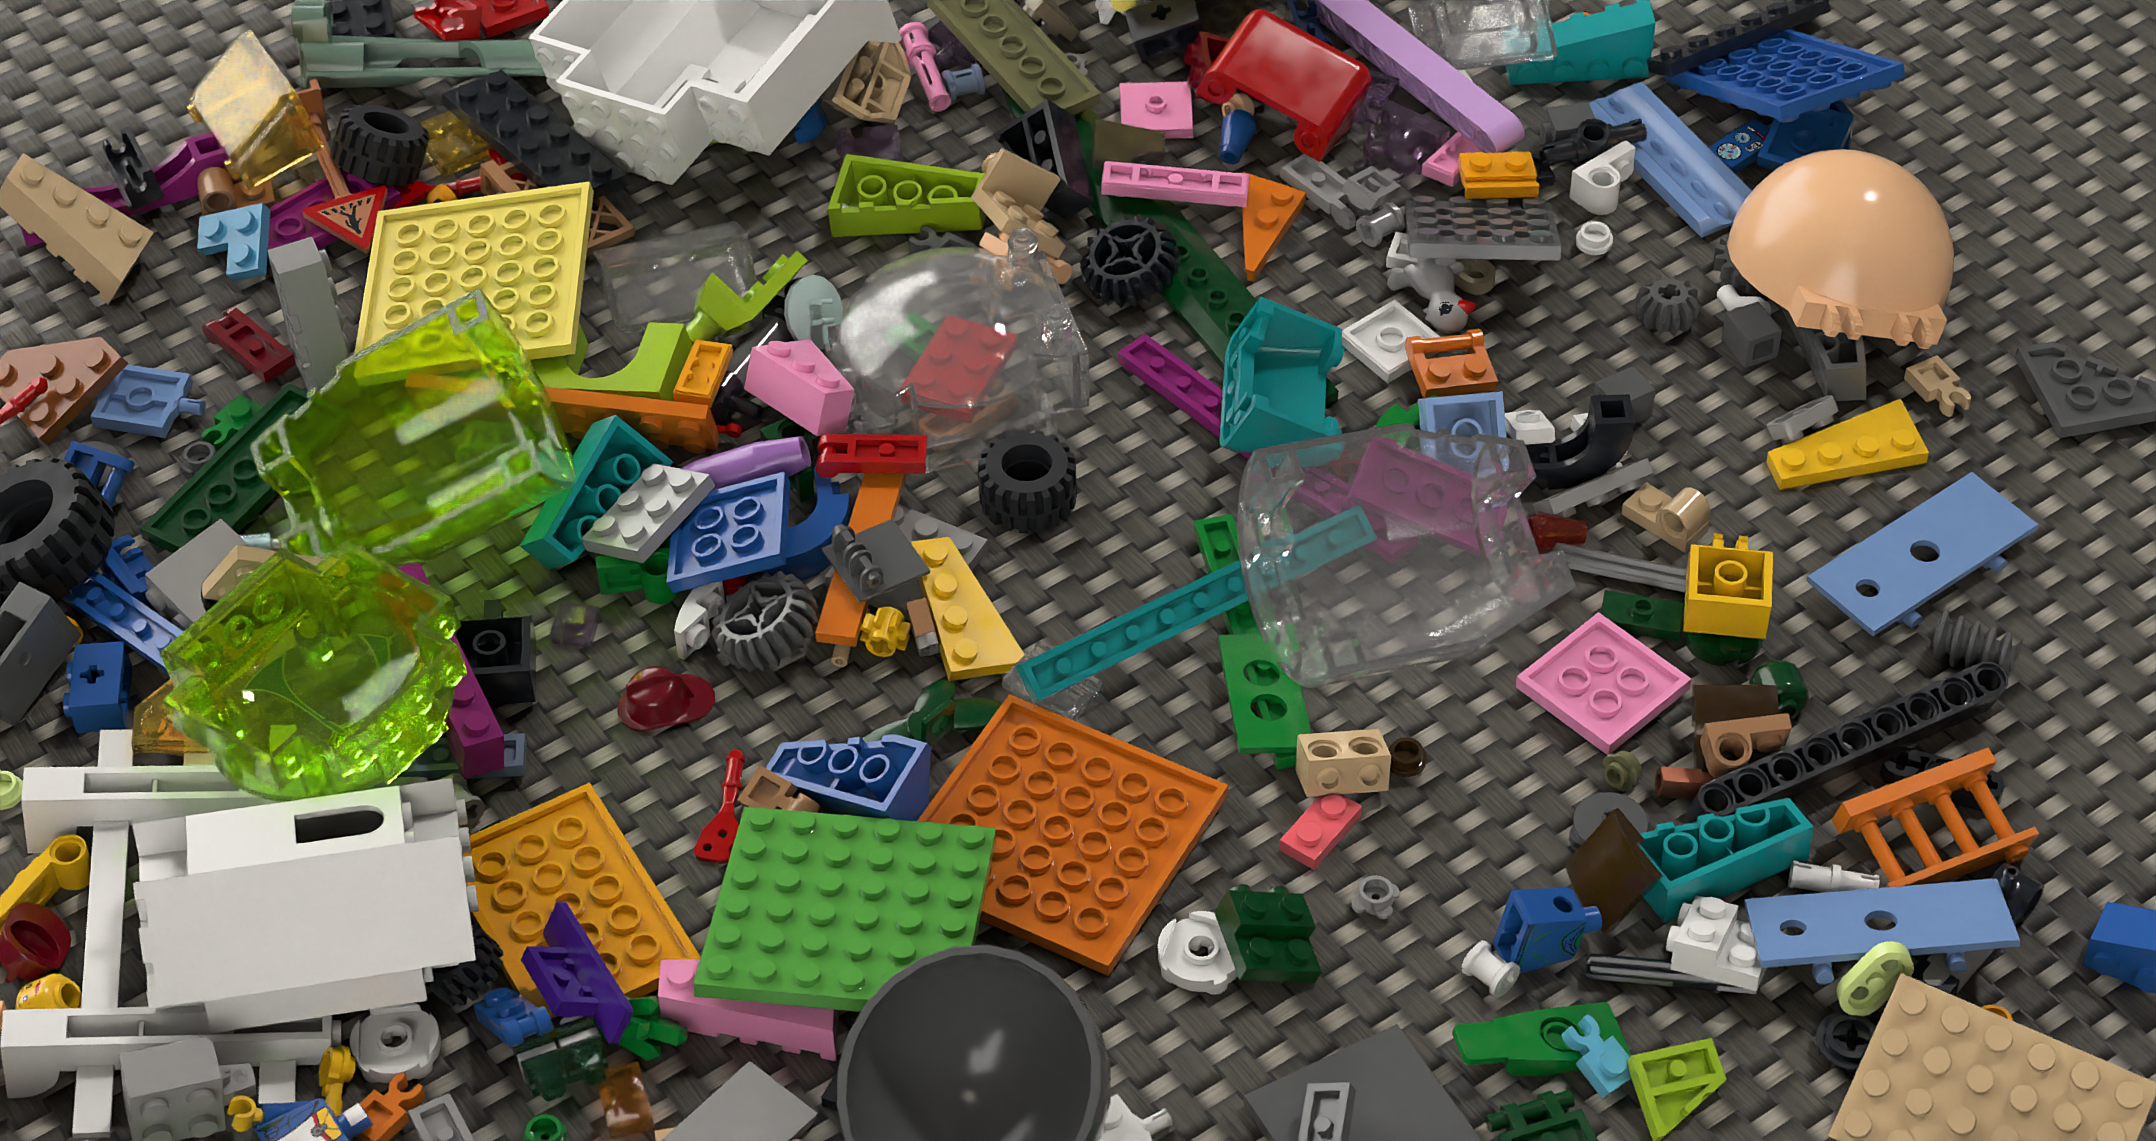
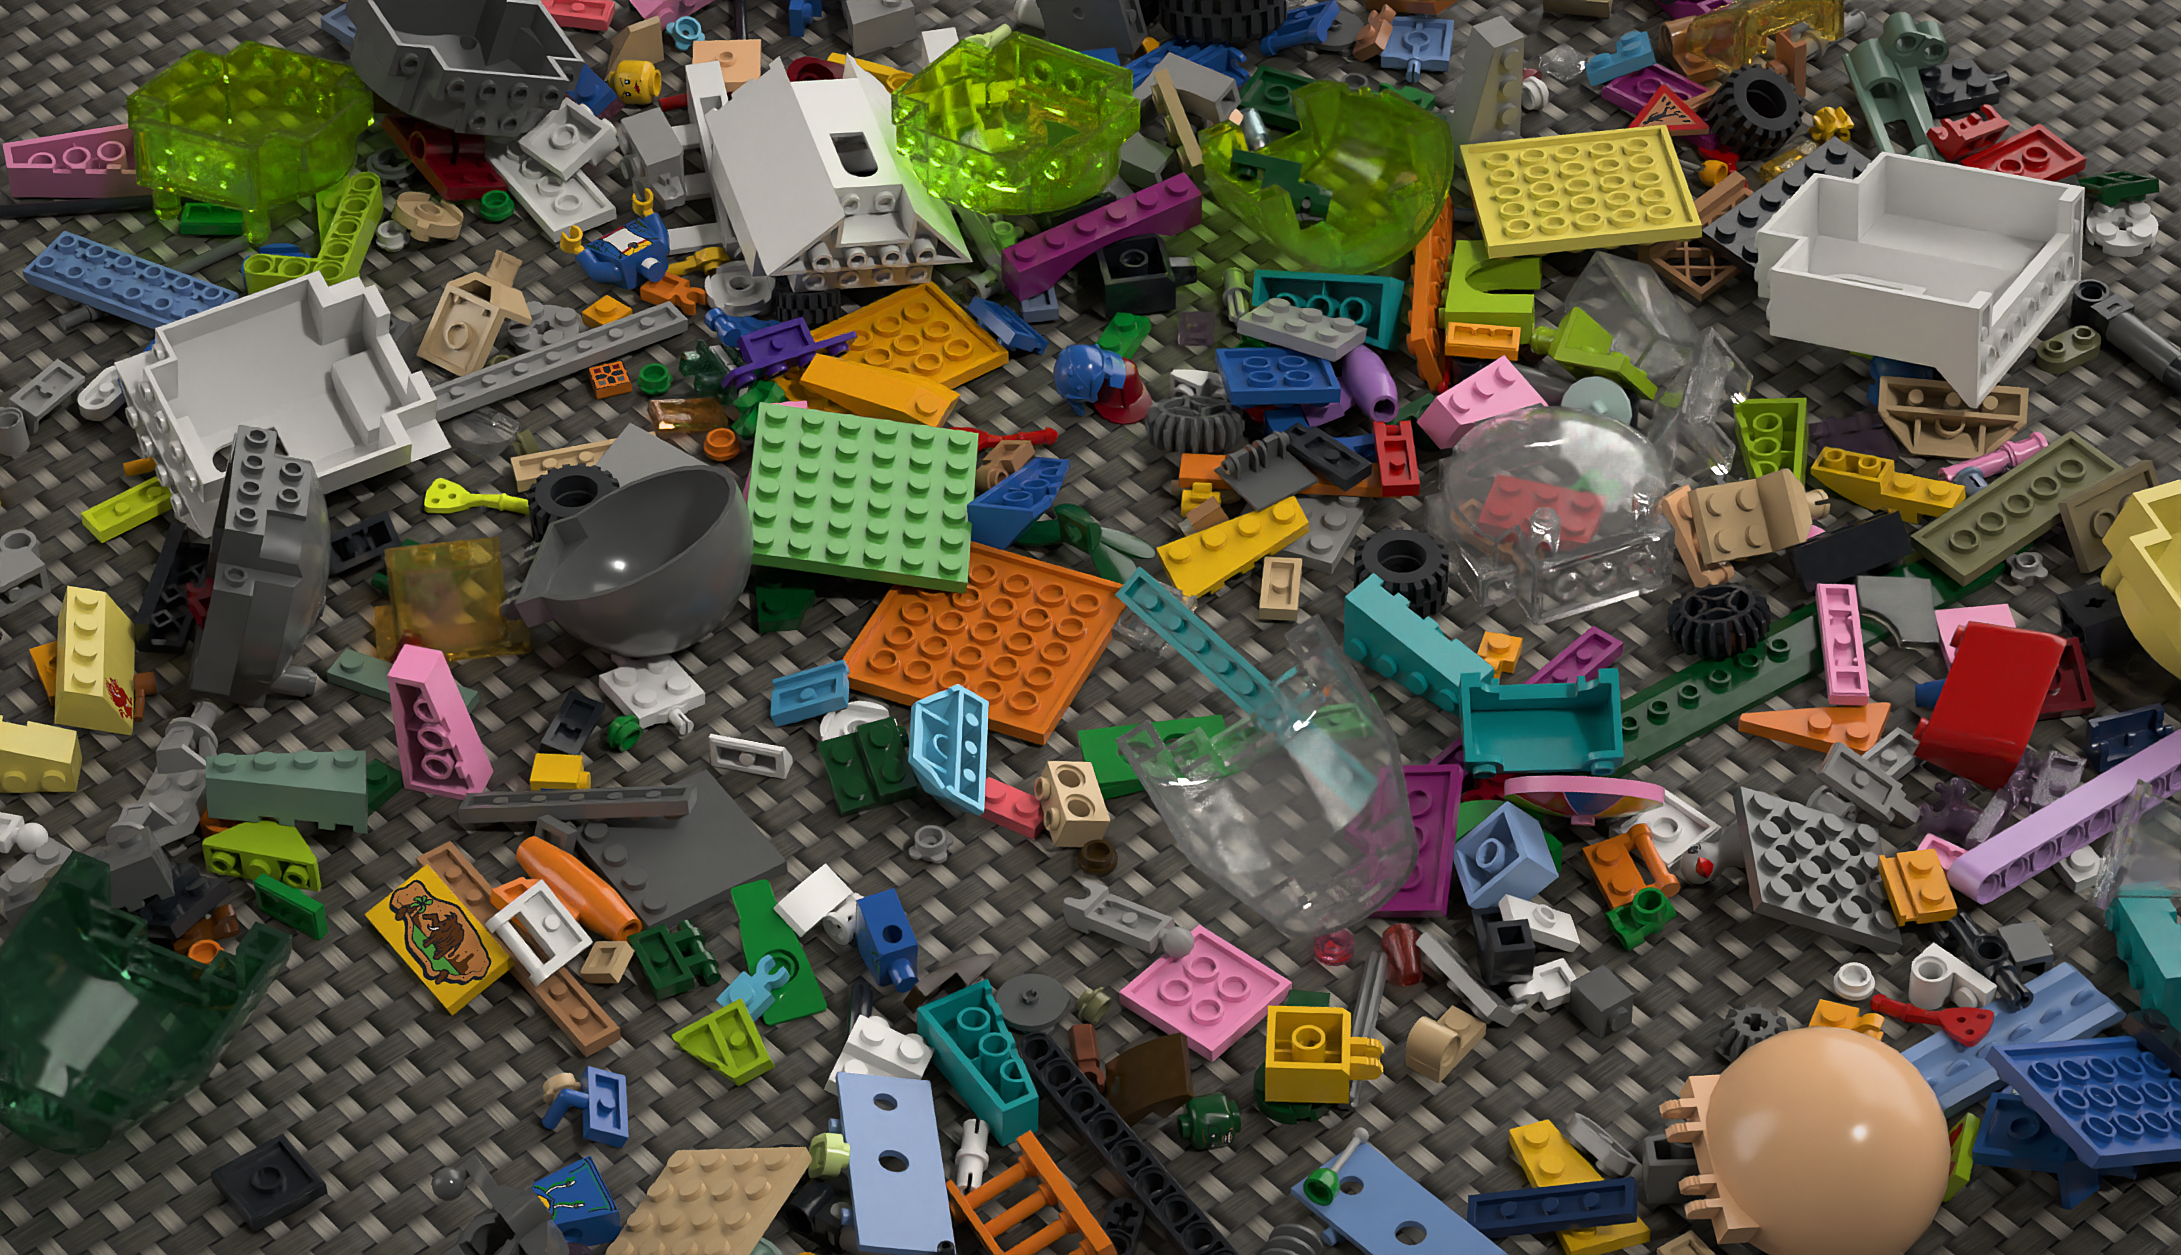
camera: 85 degrees right, 5 degrees down
(123, 430) = (1375, 35): none -> nougat plate
(211, 293) = (1563, 62): none -> clear plate
(268, 315) = (1534, 94): none -> white plate
(395, 510) = (1308, 198): none -> dark green plate
(406, 101) = (1830, 123): none -> yellow gear
(530, 787) = (1007, 325): none -> blue plate
(535, 585) = (1235, 295): none -> axle
(582, 691) = (1125, 334): none -> green plate
(659, 885) = (880, 391): none -> light orange wedge
(666, 705) = (1082, 371): none -> blue helmet
(682, 1069) = (721, 444): none -> orange plate
(855, 229) = (1686, 413): none -> clear windscreen
(861, 506) = (1327, 456): none -> black hinge
(960, 131) = (1875, 484): none -> yellow slope
(1021, 582) = (1280, 588): none -> tan plate
(1137, 430) = (1500, 651): none -> light orange plate
(1140, 988) = (810, 693): none -> dark azure plate
(1142, 482) = (1405, 647): none -> teal wedge
(1223, 1054) = (749, 756): none -> white slope
(1269, 854) = (951, 747): none -> medium azure wedge
(1394, 358) = (1584, 796): none -> dish
(1476, 995) = (812, 900): none -> white slope
(1513, 731) = (1126, 922): none -> light grey plate
(1514, 363) = (1645, 917): none -> green plate
(1644, 256) = (1844, 1016): none -> light orange plate
(1652, 181) = (1962, 1024): none -> red piece
(1740, 738) = (1107, 1067): medium nougat plate -> none
(1881, 597) = (1323, 1183): none -> green hinge
(1898, 447) = (1554, 1208): none -> dark blue plate

